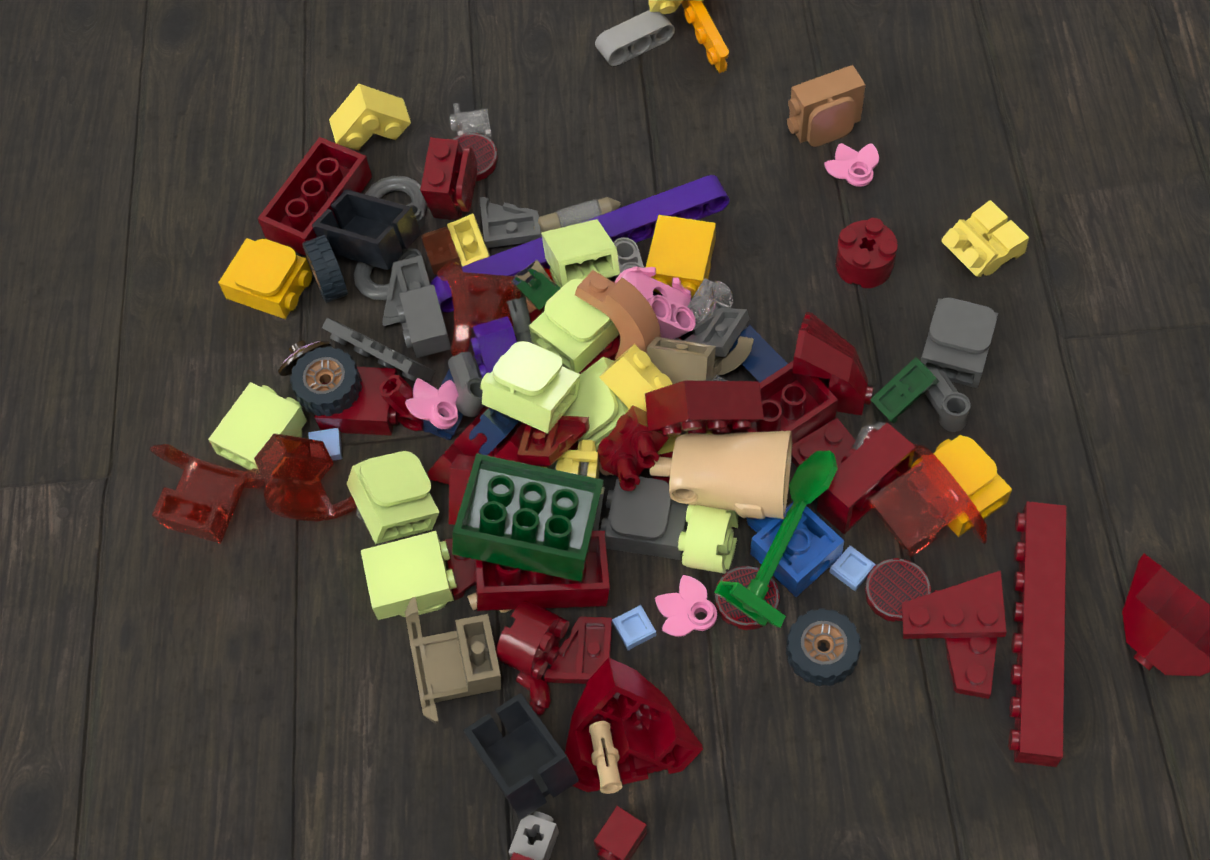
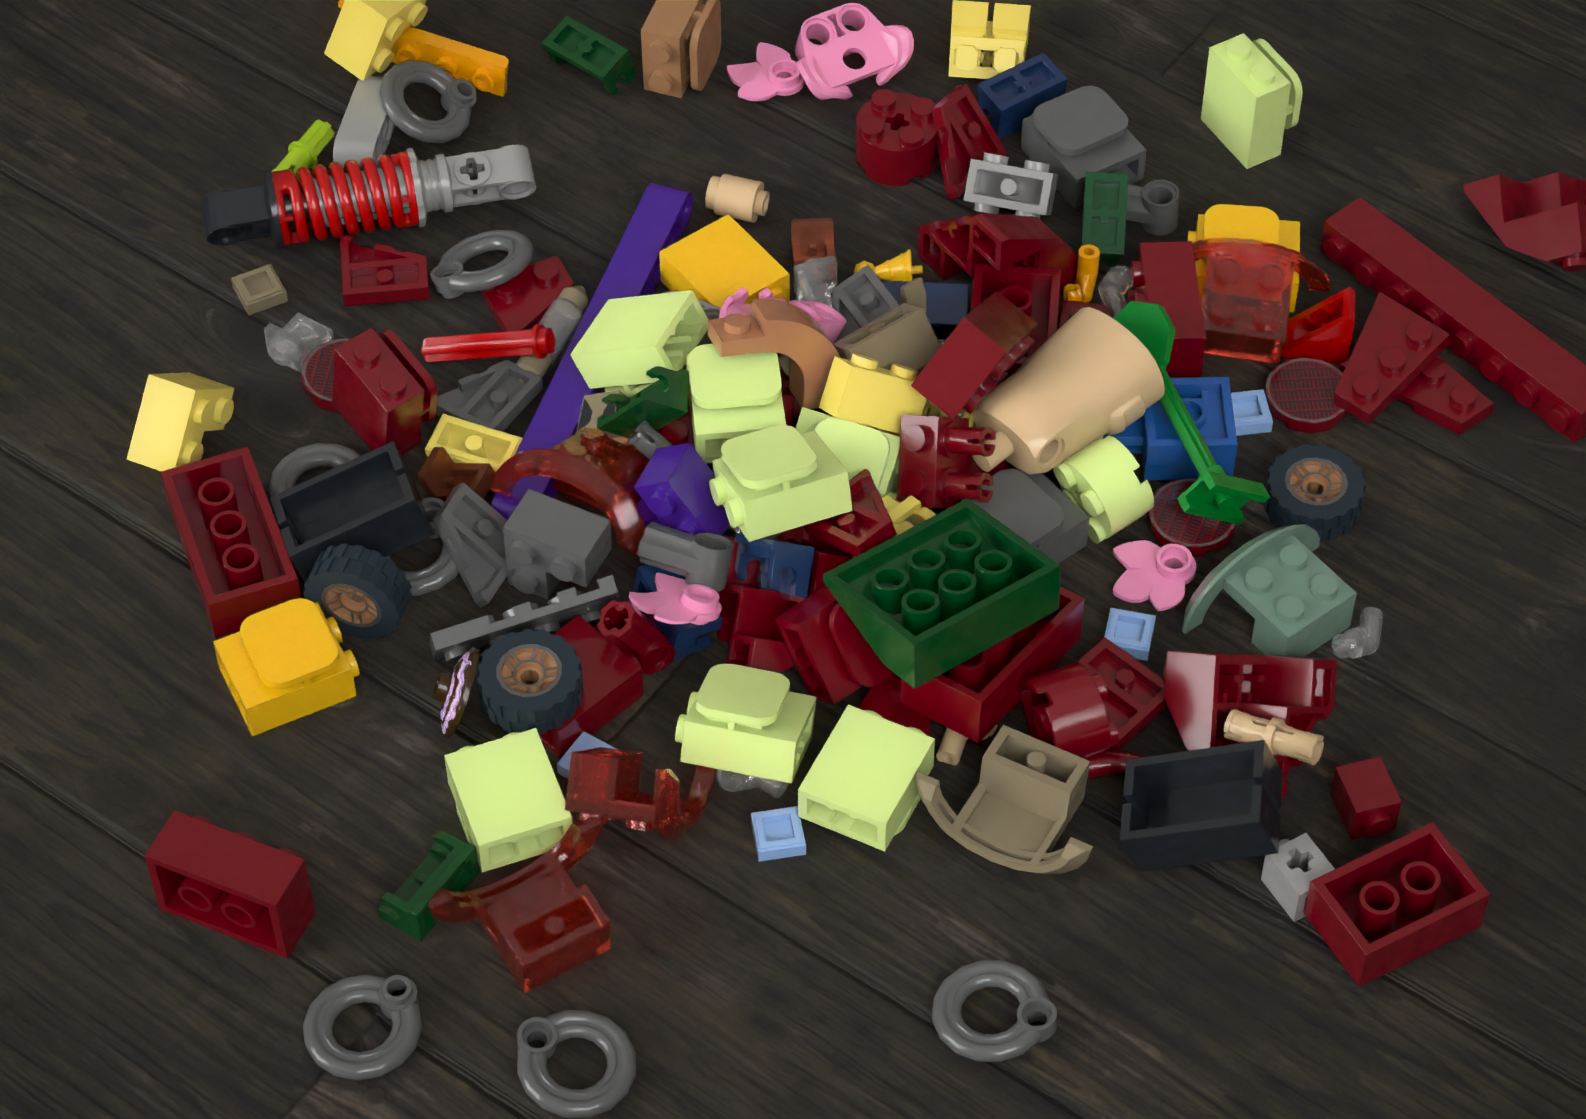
camera: 55 degrees left, 10 degrees down
(96, 499) = (368, 988): none -> dark grey piece
(113, 359) = (231, 883): none -> dark red brick
(120, 564) = (575, 1024): none -> dark grey piece
(191, 439) = (447, 866): none -> dark green hinge
(340, 765) = (1004, 1045): none -> dark grey piece
(350, 562) = (778, 833): none -> light blue tile
(490, 83) = (259, 289): none -> dark tan tile
(544, 119) = (381, 274): none -> dark red wing
(552, 212) = (534, 341): none -> red axle
(570, 147) = (452, 279): none -> dark grey piece
(579, 73) = (362, 193): none -> piece
(587, 29) = (306, 150): none -> lime axle
(592, 183) = (528, 295): none -> dark red wing
(688, 36) = (456, 98): none -> dark grey piece
(725, 682) = (1284, 588): none -> sand green piece
(740, 752) = (1362, 639): none -> clear arm
(748, 218) = (737, 196): none -> tan brick
(749, 279) = (812, 239): none -> copper bracket
(774, 82) = (590, 53): none -> dark green hinge
(778, 327) = (895, 269): none -> yellow piece
(864, 415) = (1085, 275): none -> light orange arm
(886, 331) = (996, 185): none -> light grey brick
(895, 285) = (962, 136): none -> dark red wing
(924, 195) = (822, 66): none -> bright pink piece
(948, 562) = (1323, 330): none -> red slope
(962, 282) = (1019, 91): none -> dark blue hinge
(1077, 393) = (1250, 98): none -> yellowish green brick

